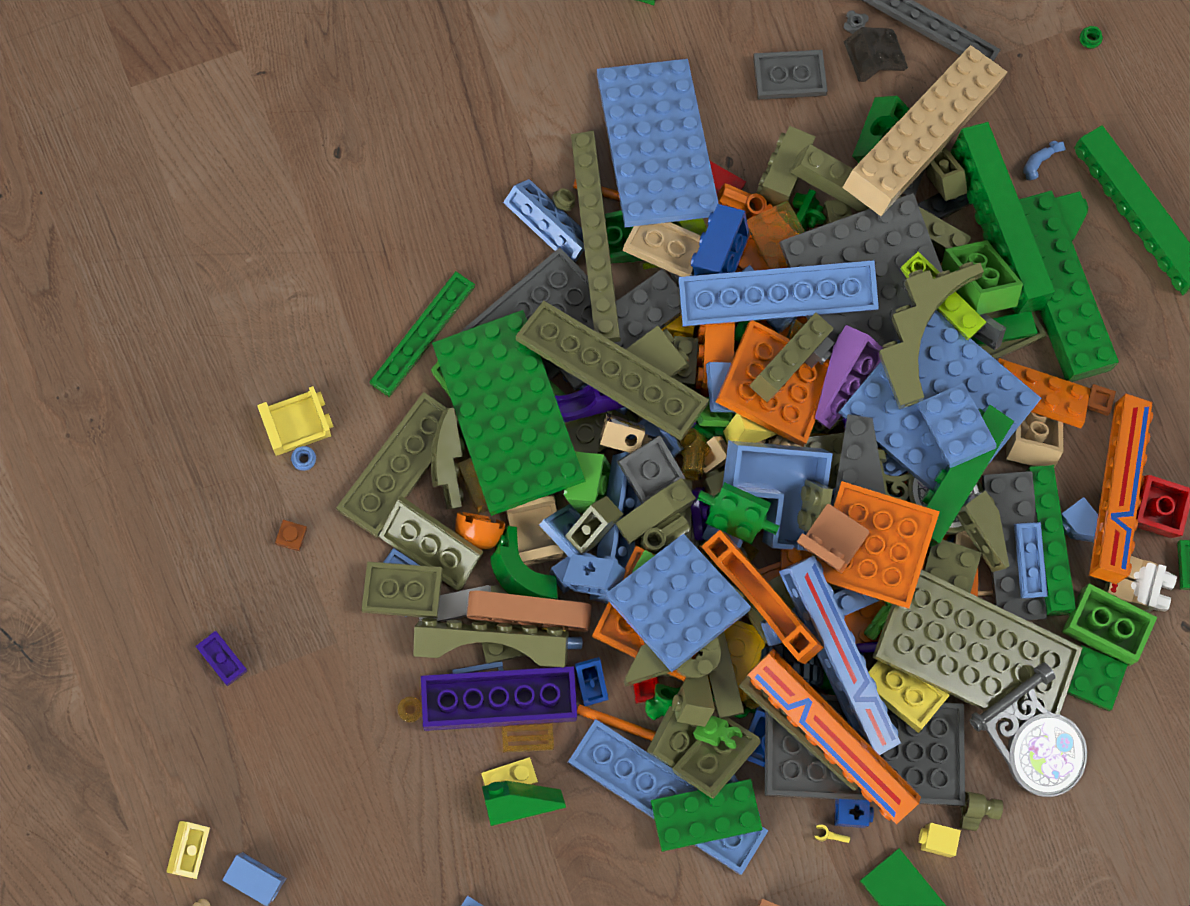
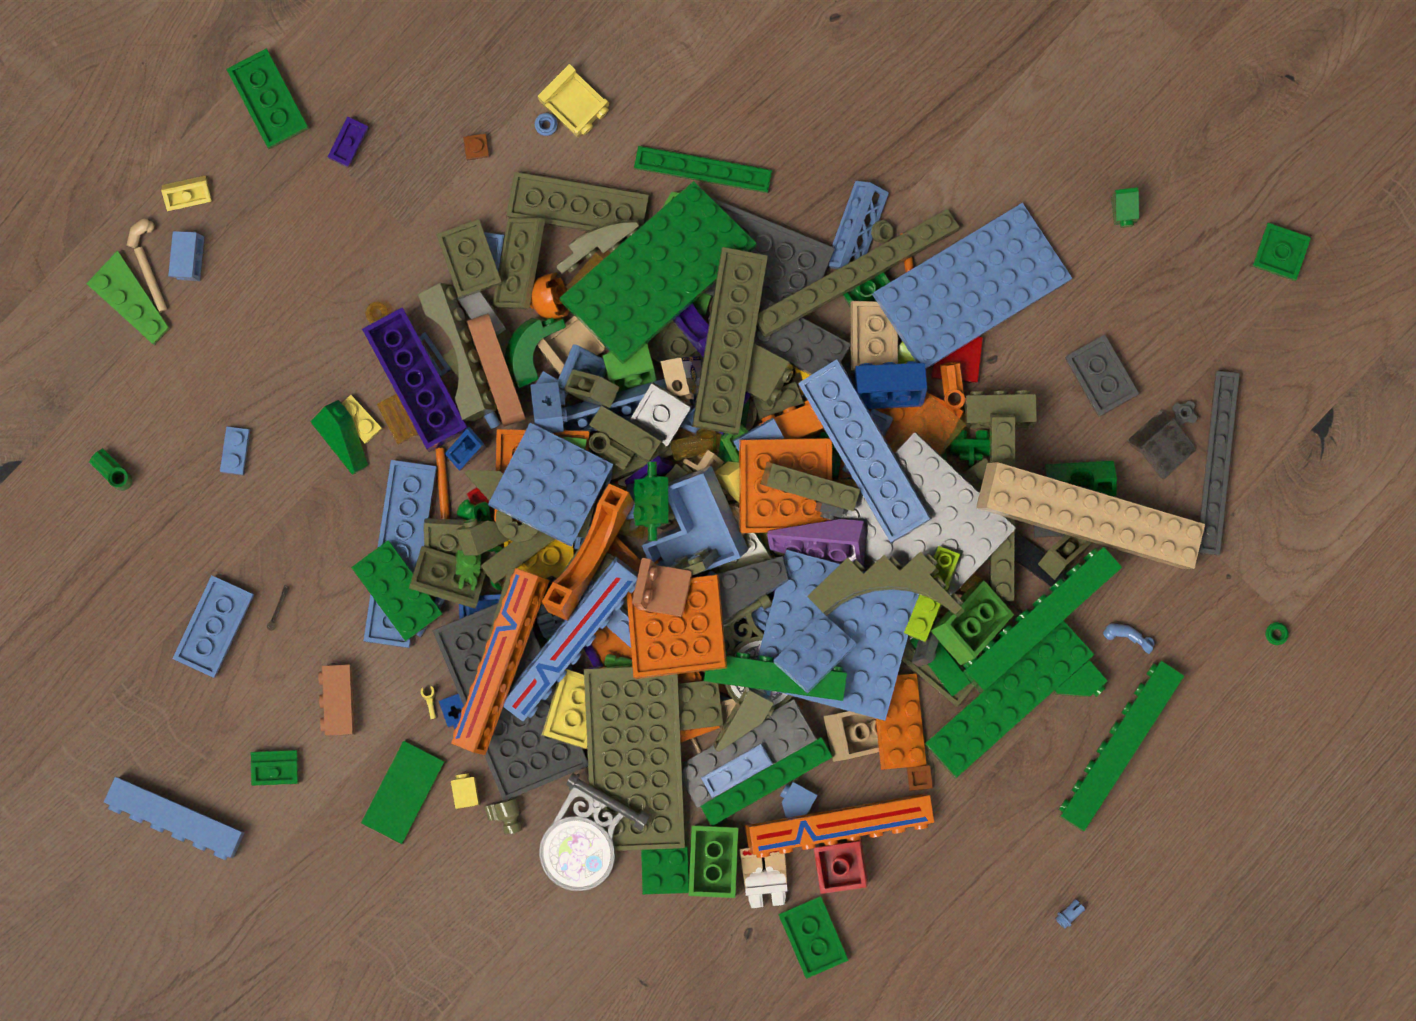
camera: 80 degrees right, 10 degrees up
(134, 720) = (267, 98): none -> green plate

